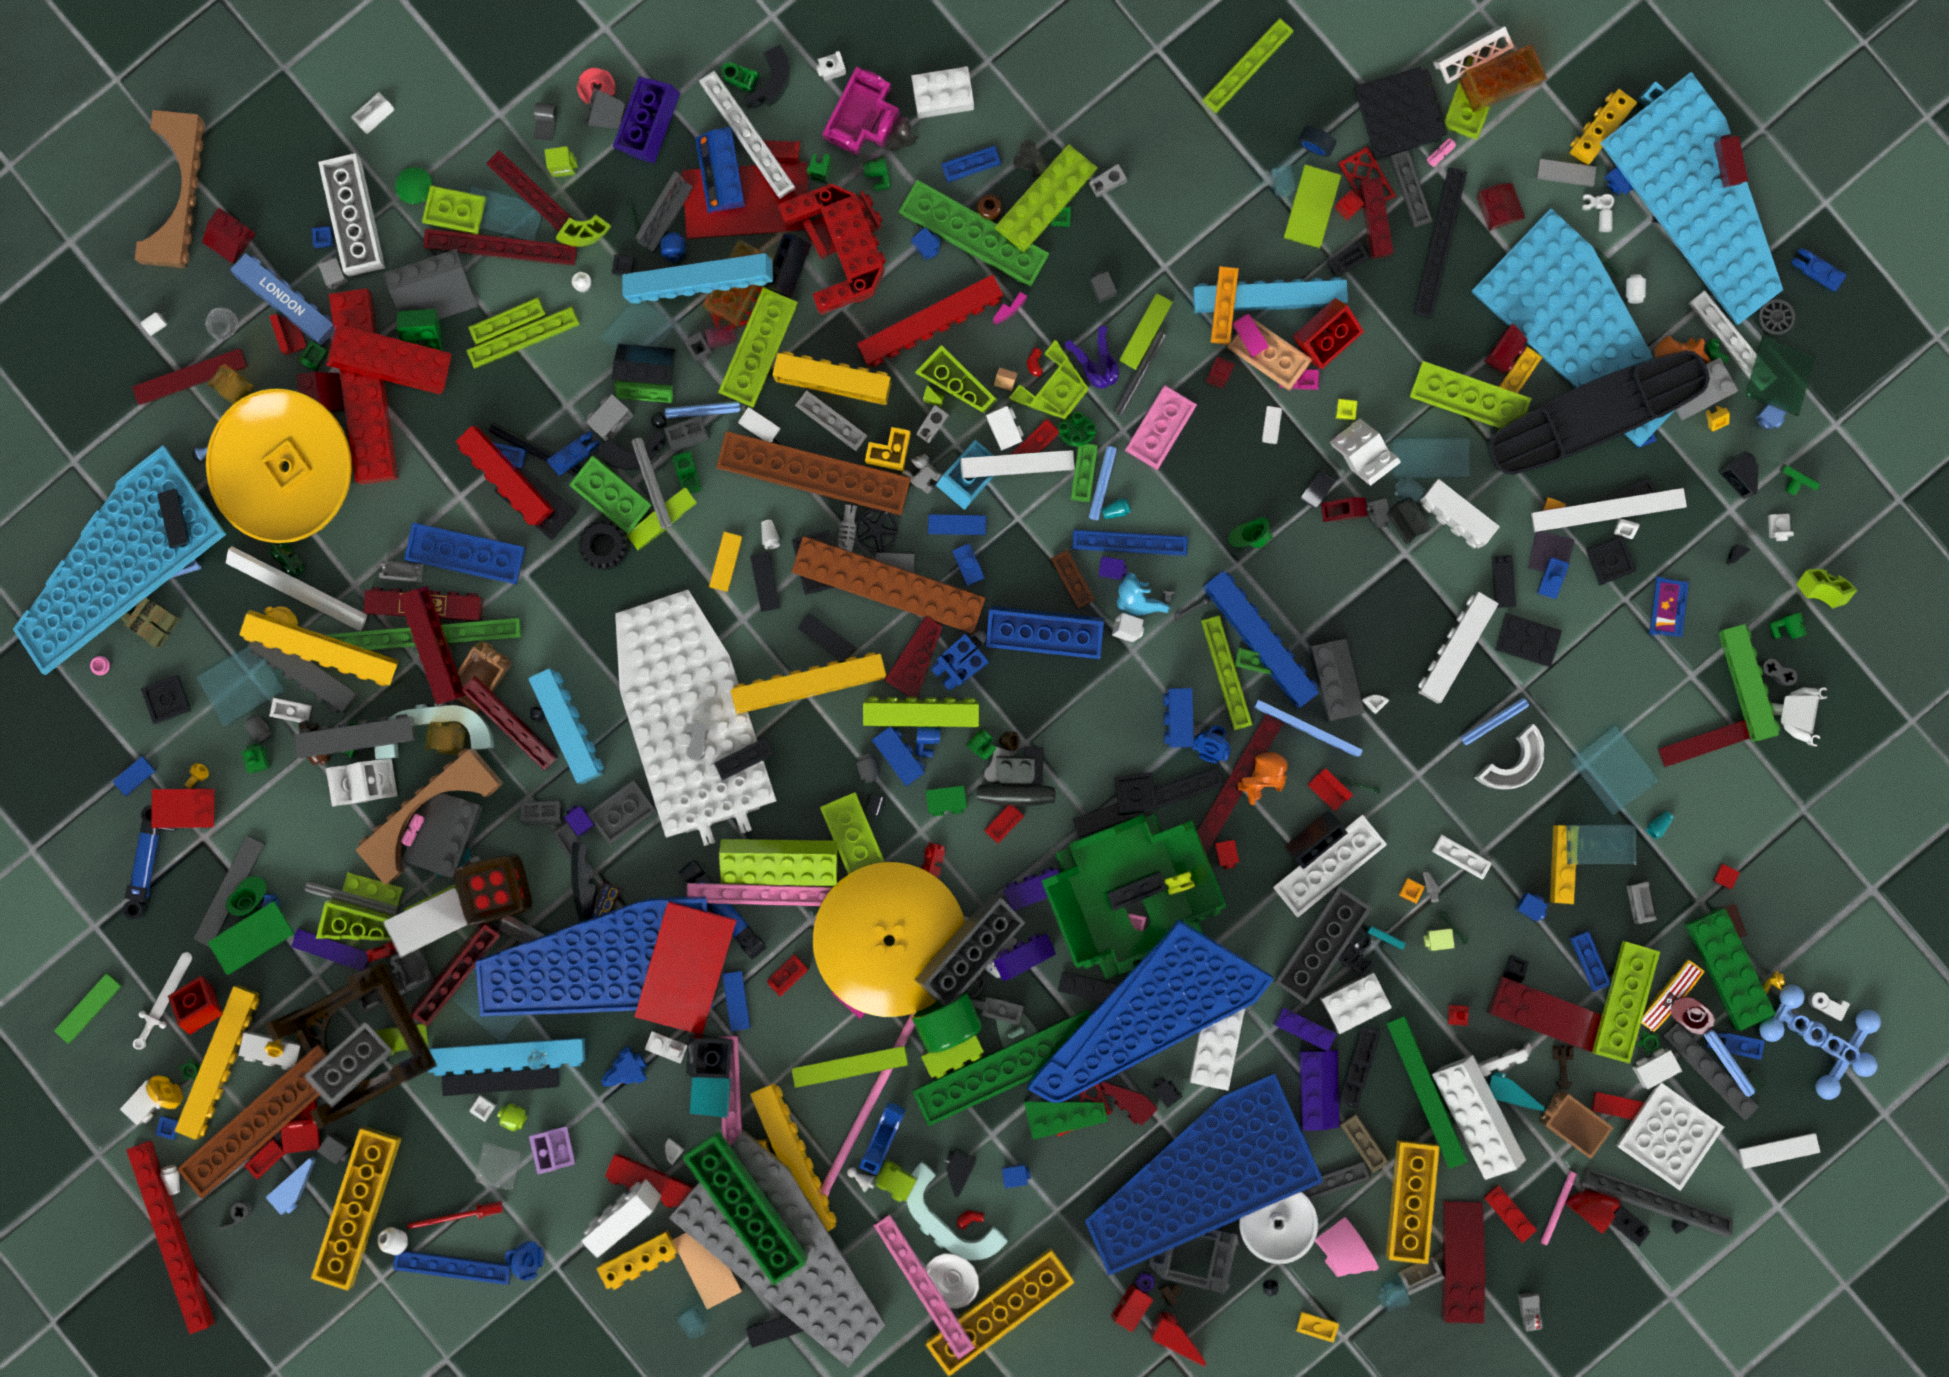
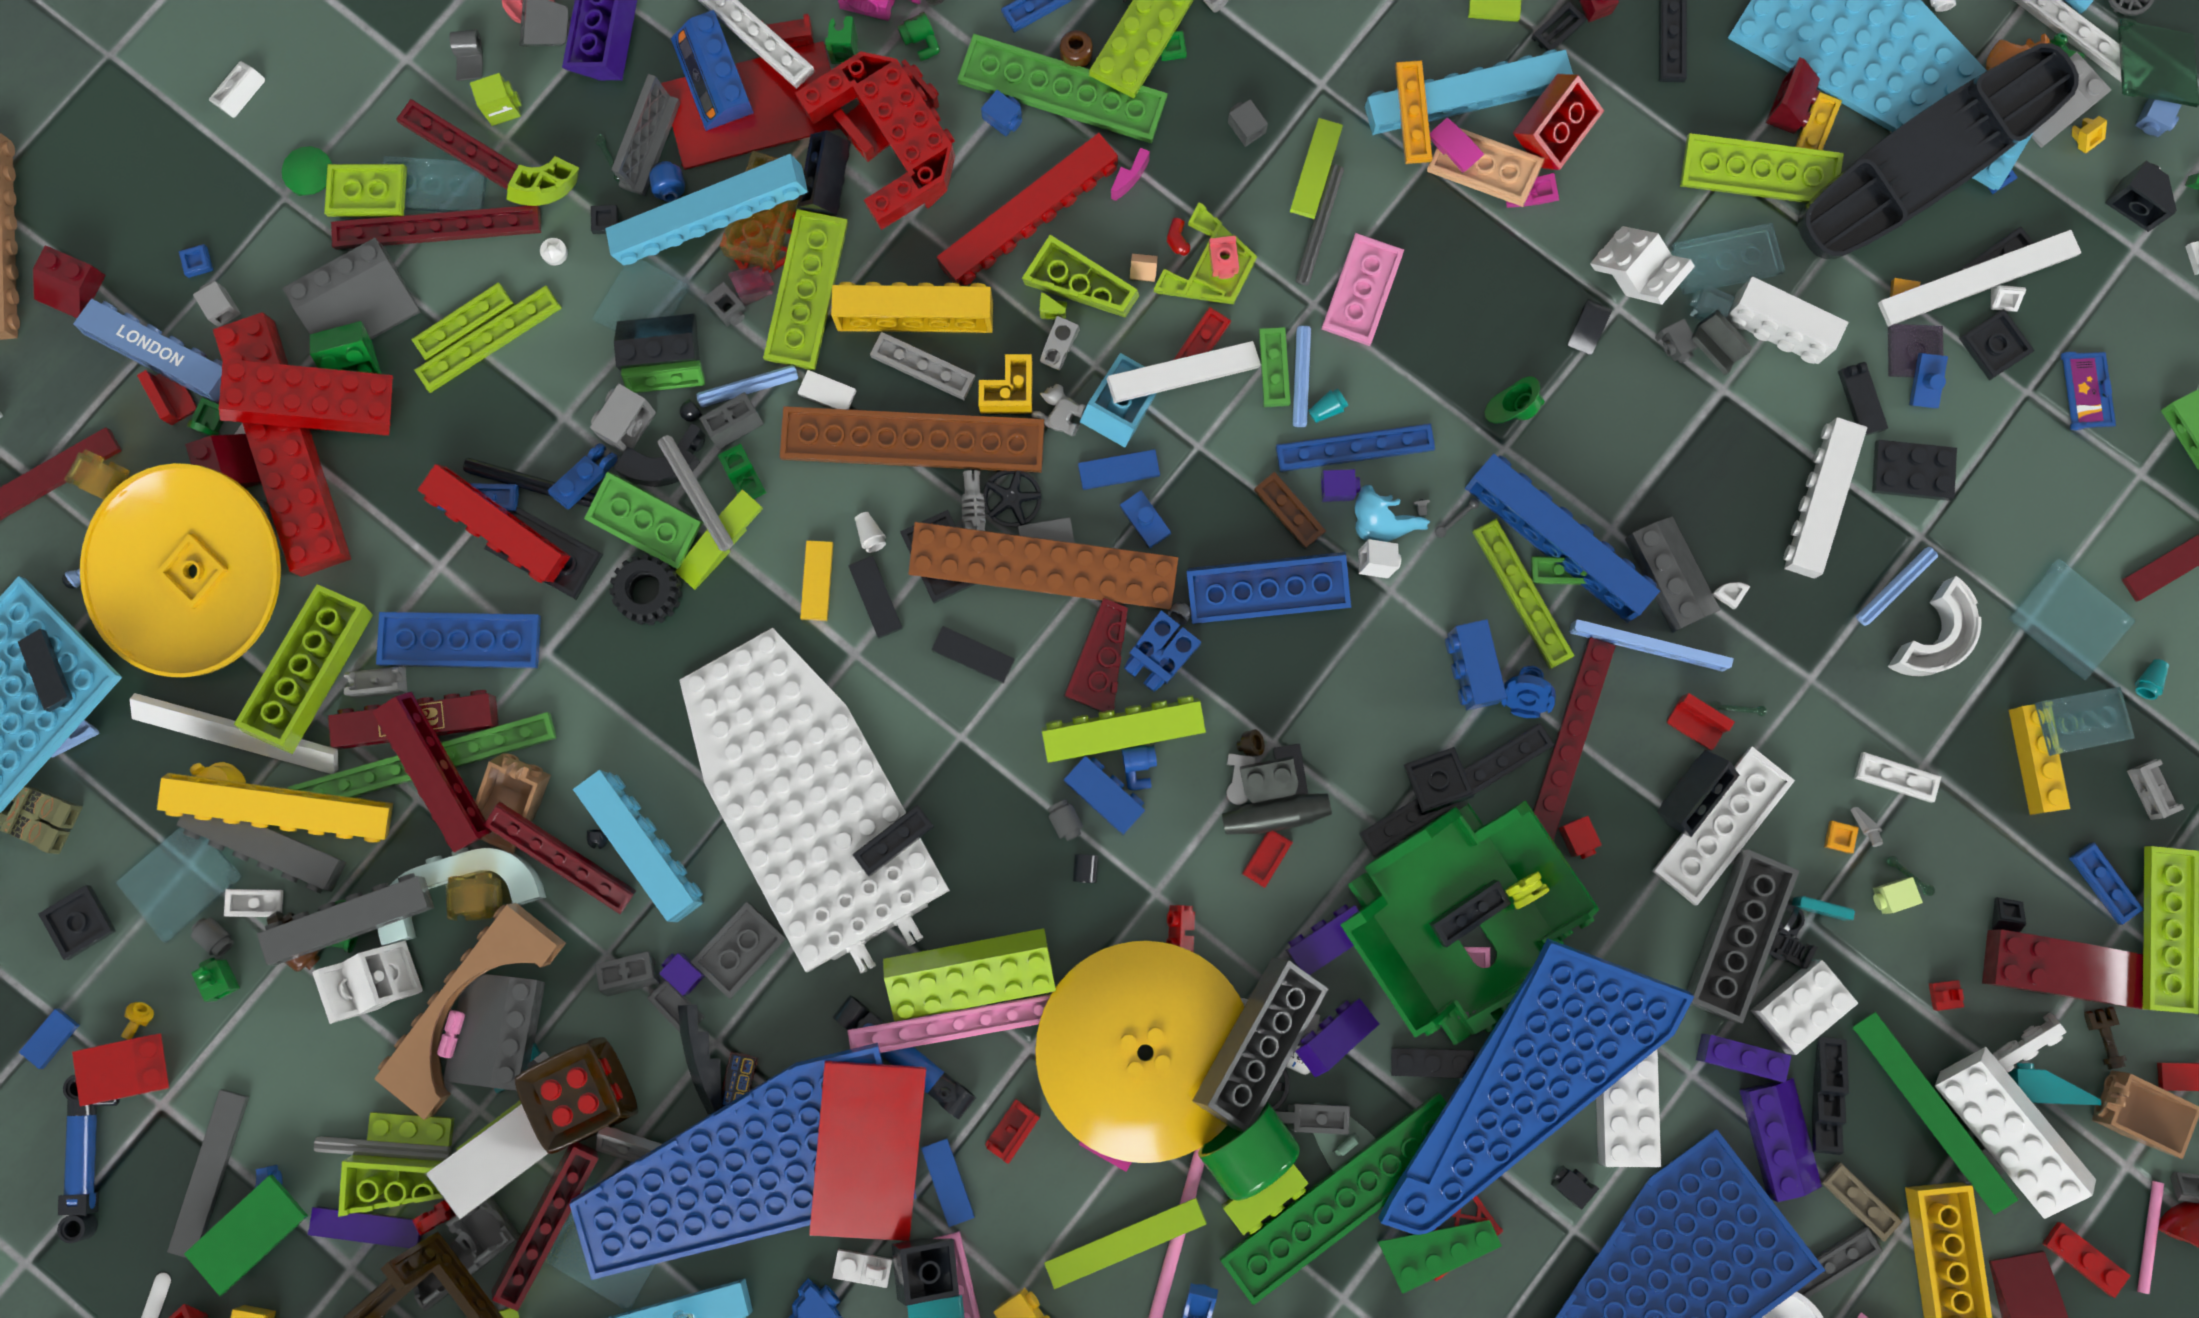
camera: 15 degrees left, 5 degrees down
(221, 323) = (75, 398): clear hat -> none
(246, 897) = (231, 1177): green piece -> none
(289, 565) = (220, 704): dark green hinge -> none
(351, 215) = (228, 222): white brick -> none
(354, 554) = (304, 669): none -> lime brick
(698, 741) = (825, 829): light grey leg -> none
(808, 683) = (960, 720): yellow brick -> none
(852, 832) = (1063, 913): lime plate -> none
(946, 799) = (1181, 842): green brick -> none
(981, 745) = (1212, 756): green piece -> none
(1004, 428) = (1155, 328): white brick -> none
(1063, 394) = (1220, 247): none -> coral brick
(1077, 430) = (1253, 312): green dish -> none
(1101, 373) = (1275, 226): dark purple hair -> none
(1134, 1102) = (1532, 1210): dark red slope -> none
(1220, 372) = (1427, 199): dark red brick -> none
(1268, 772) = (1613, 713): orange piece -> none
(1271, 425) = (1508, 258): white sticker -> none
(1344, 509) = (1630, 346): dark red slope -> none
(1346, 409) = (1601, 218): neon yellow tile -> none
(1532, 906) = (2010, 825): blue brick -> none
(1736, 553) = (2160, 301): black slope -> none

